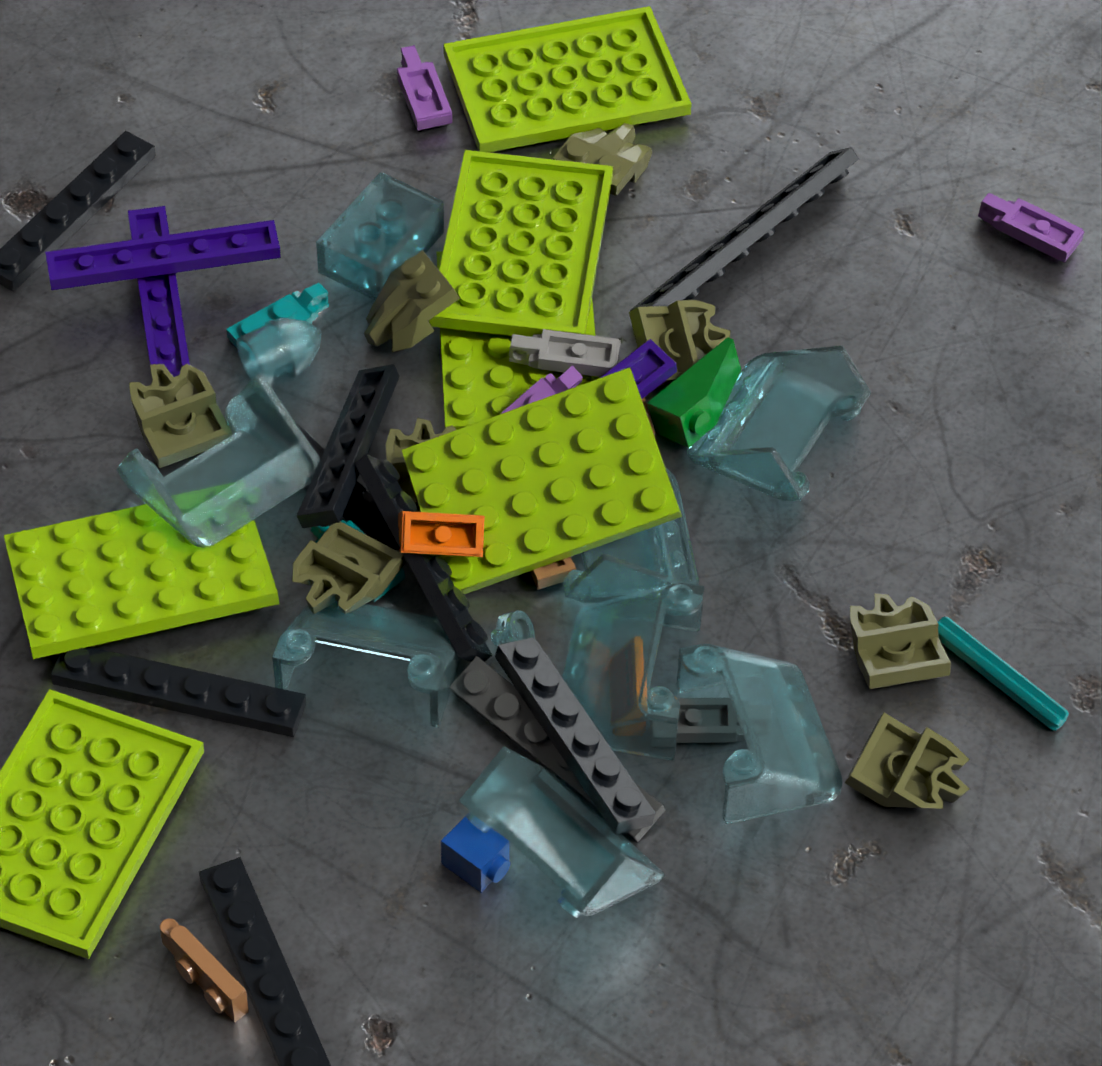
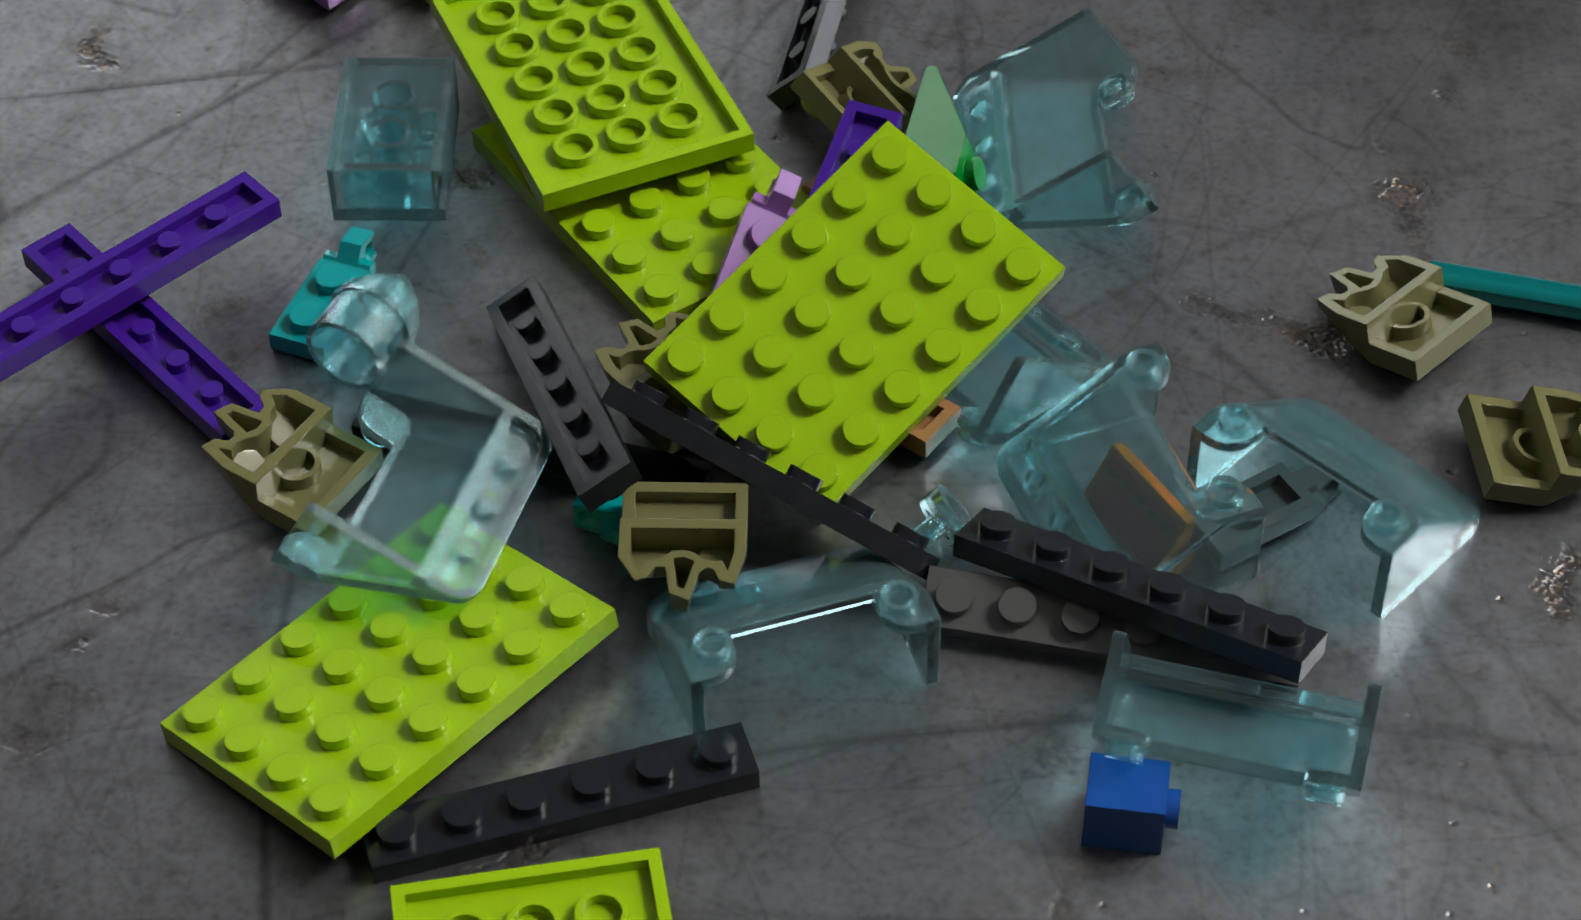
camera: 30 degrees left, 5 degrees down
(408, 302) = (500, 195): olive plate -> none
(441, 534) = (784, 431): orange slope -> none
(561, 350) = (745, 166): light grey hinge -> none

